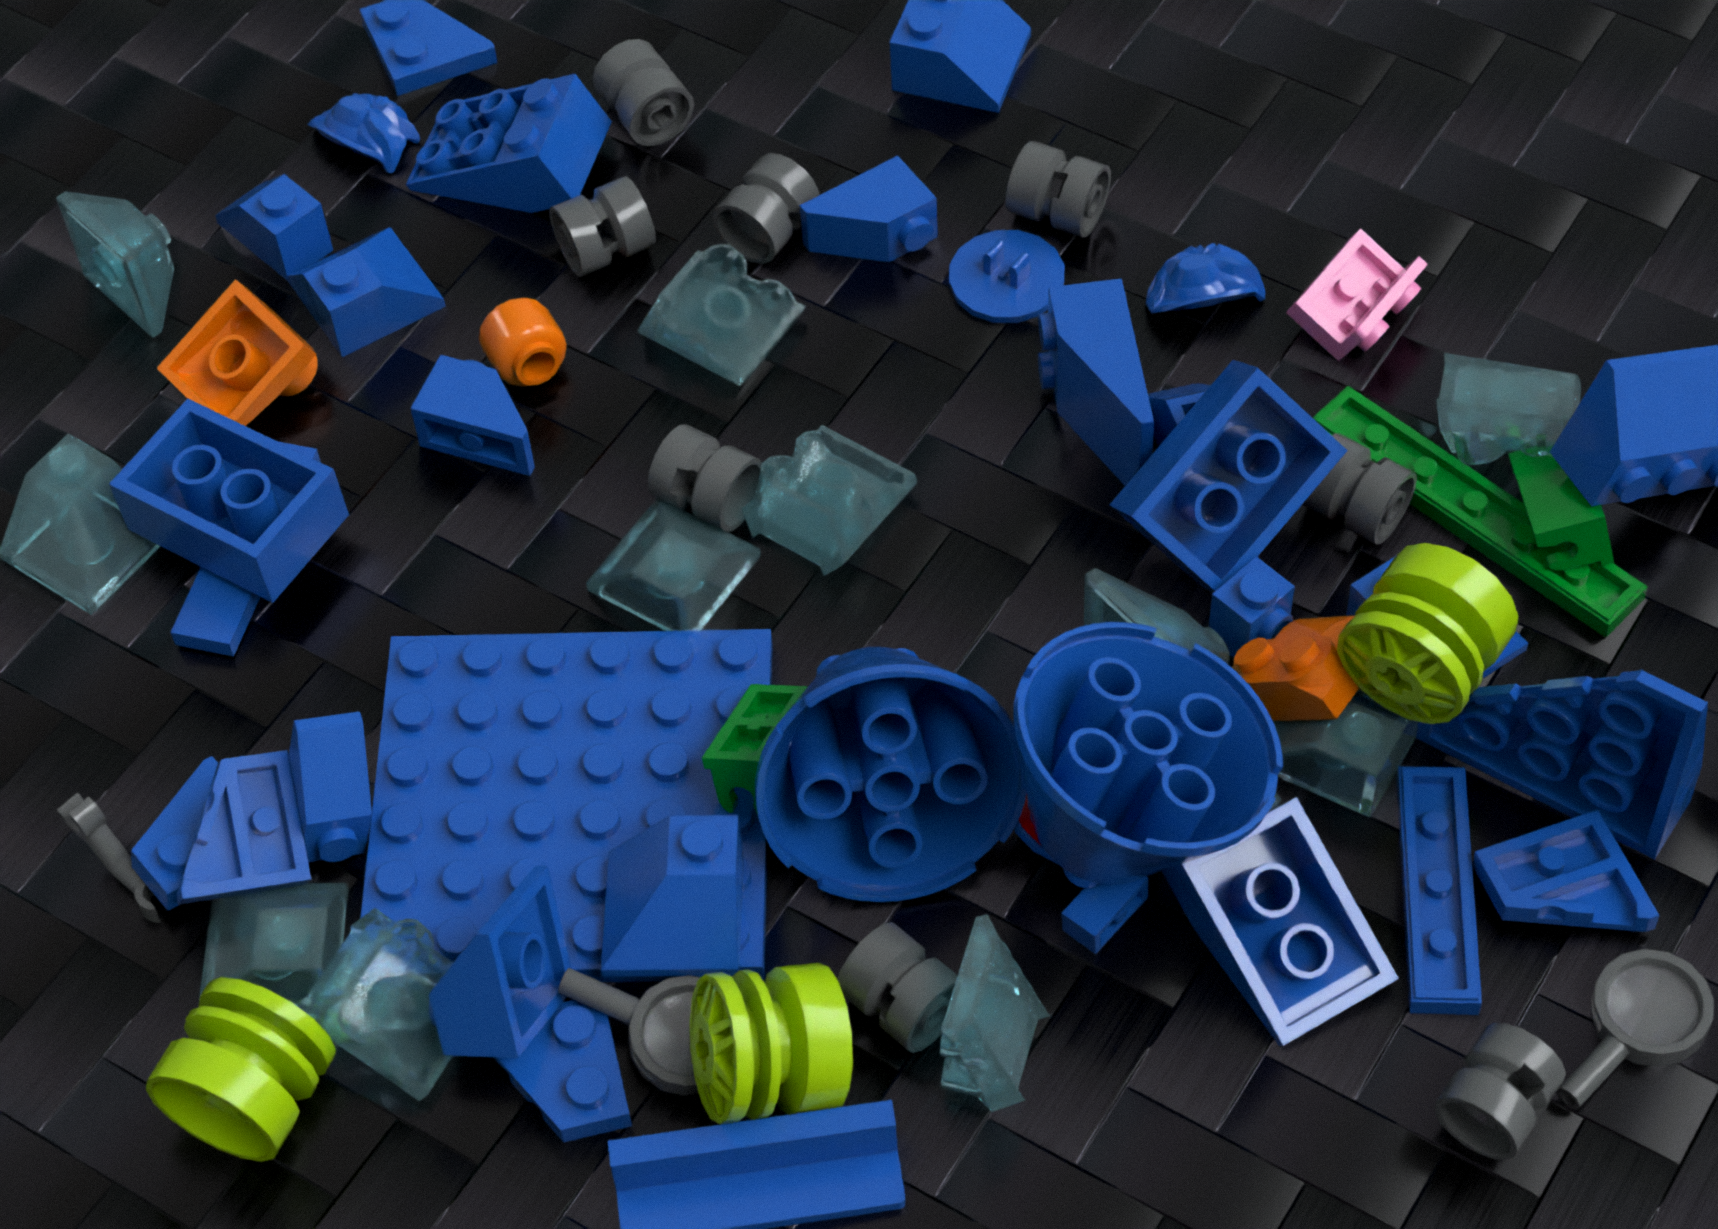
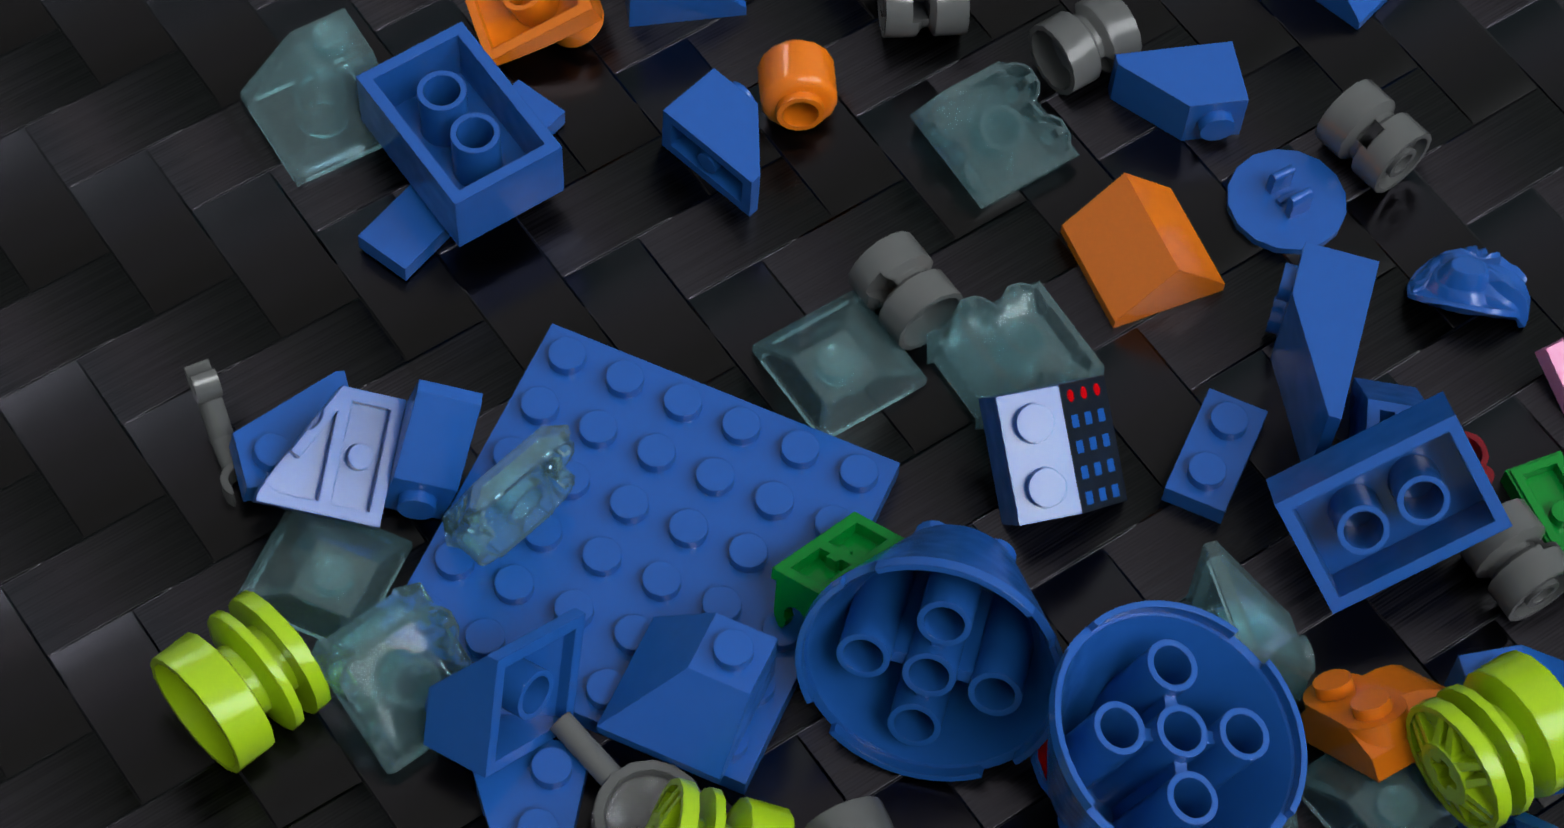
camera: 15 degrees right, 5 degrees up
(427, 794) = (512, 496): none -> clear light blue slope
(897, 366) = (1139, 251): none -> orange slope
(903, 560) = (1053, 451): none -> slope
(1049, 511) = (1214, 455): none -> blue plate
(1251, 605) = (1356, 635): blue brick -> none

